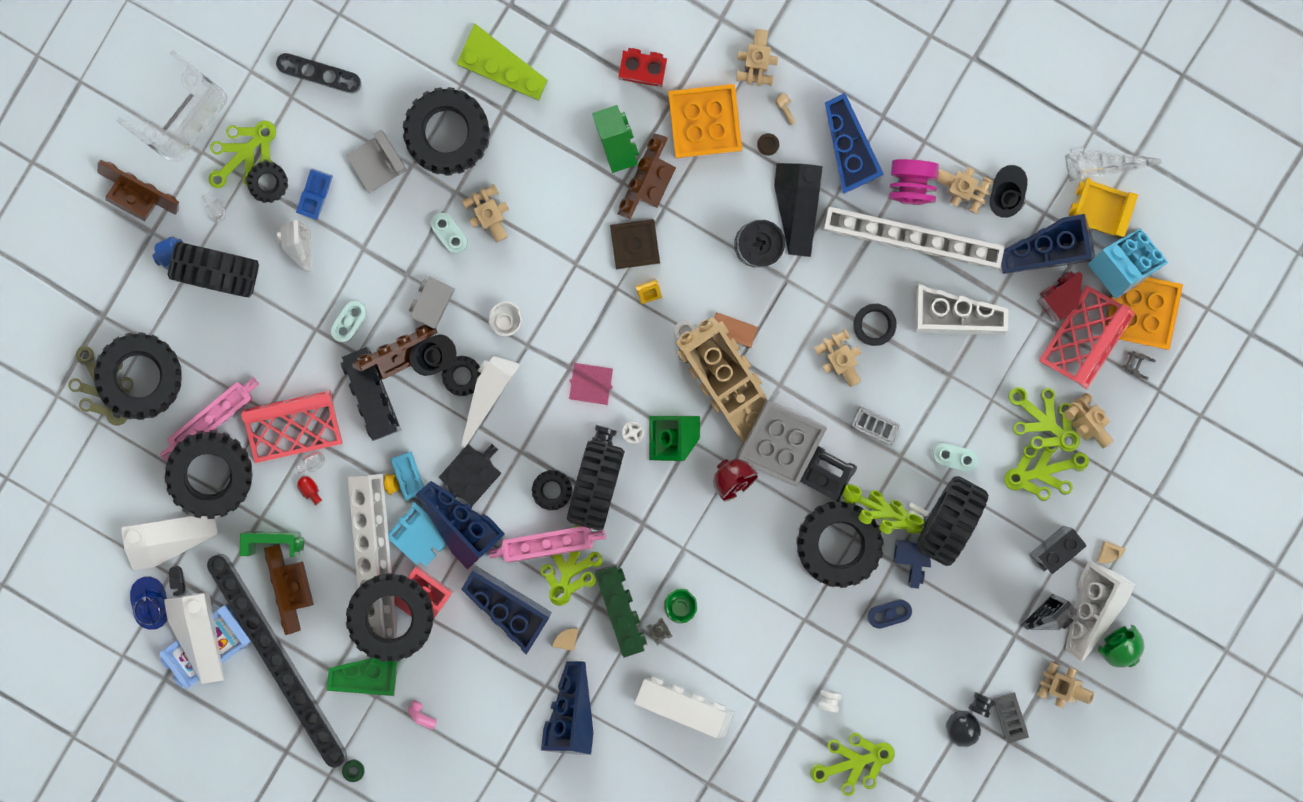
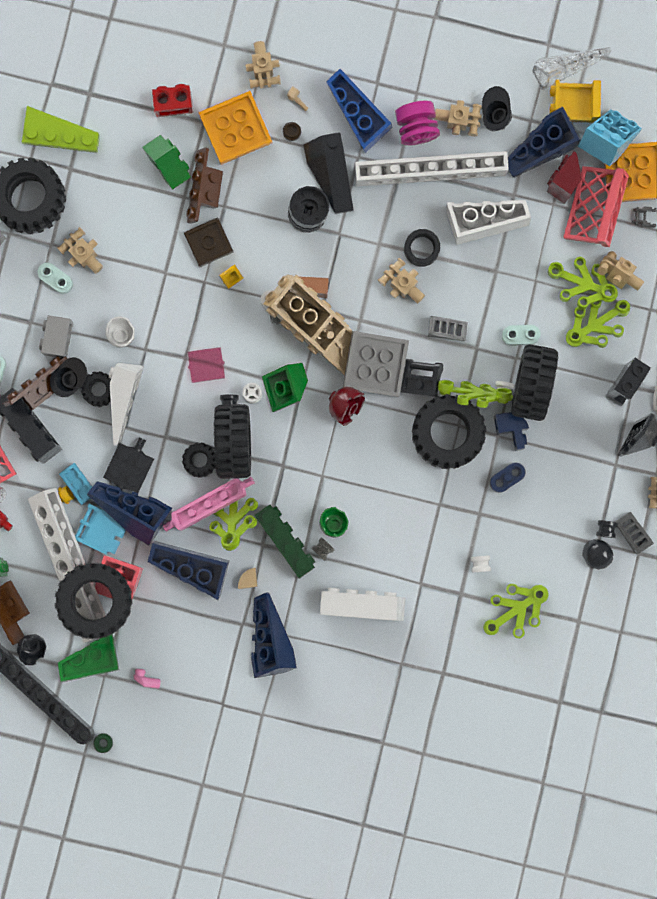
camera: 20 degrees left, 5 degrees down
(304, 644) = (31, 649): none -> black hair

